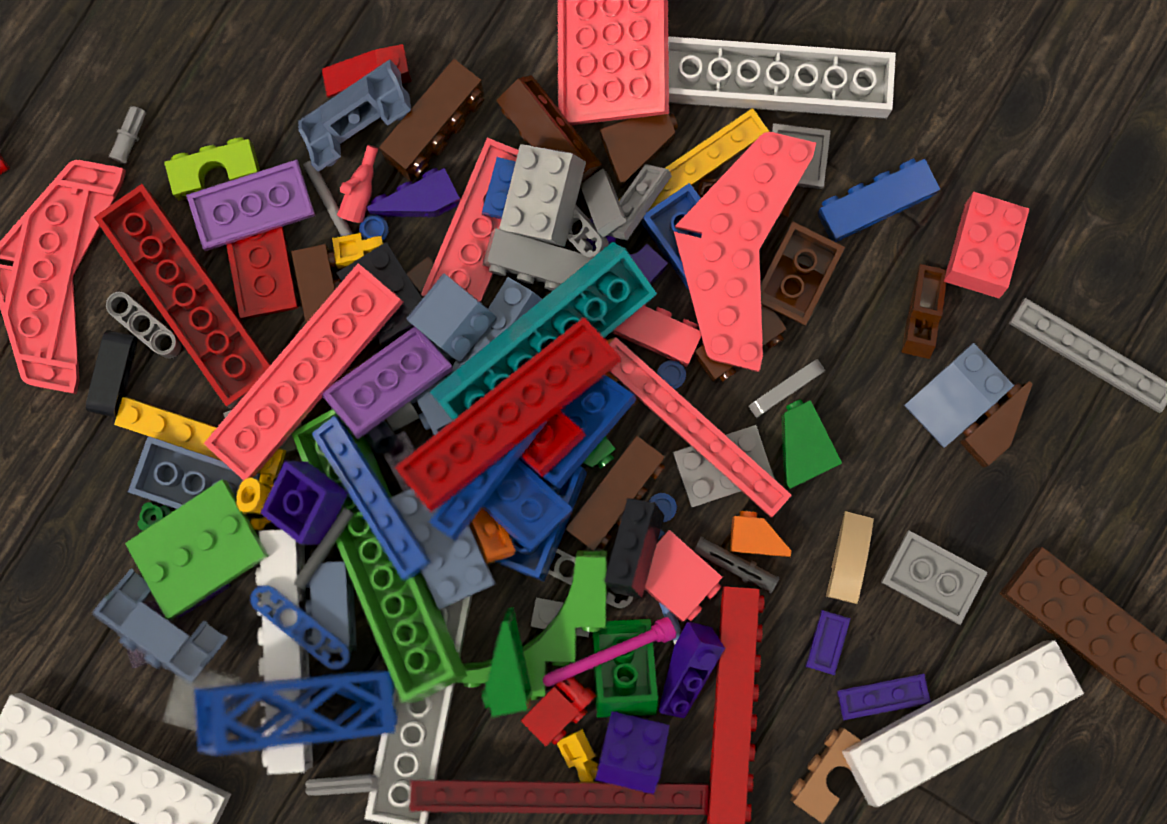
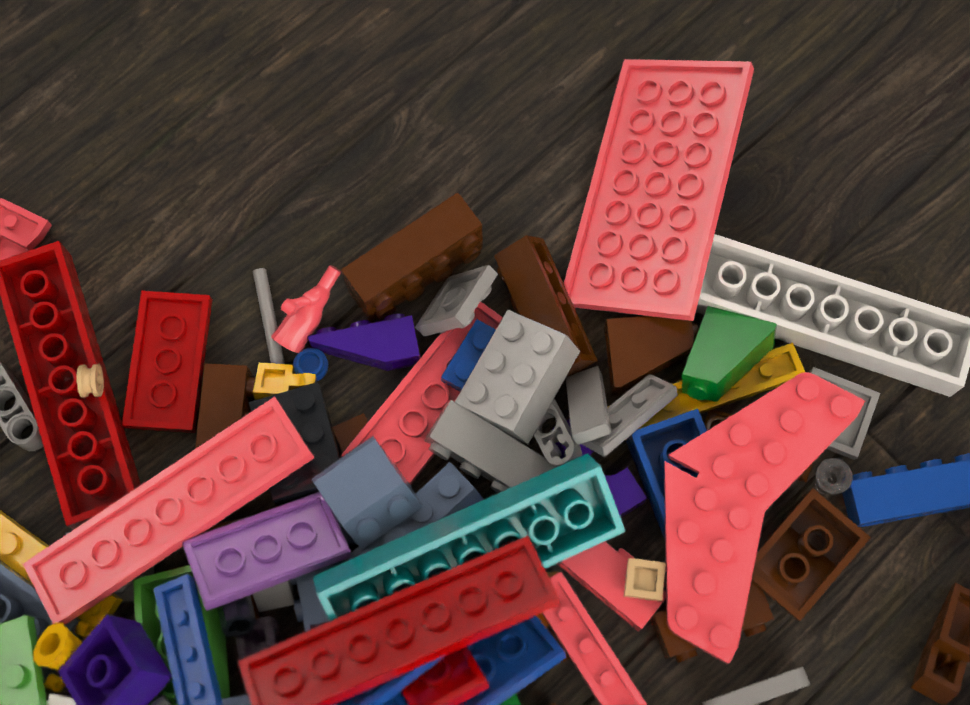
camera: 15 degrees right, 10 degrees down
(127, 135) = (67, 187): light grey axle -> none
(188, 171) = (120, 244): lime arch -> none
(208, 289) = (90, 380): none -> tan bush
(250, 205) = (176, 299): medium lavender tile -> none
(345, 73) = (358, 187): red slope -> none
(352, 110) = (351, 214): sand blue bracket -> none
(477, 146) = (457, 301): none -> light grey plate
(672, 373) = (618, 635): blue plate -> none
(681, 326) = (644, 579): none -> tan plate
(699, 131) = (724, 352): none -> green slope
(808, 201) = (838, 472): none -> clear cone

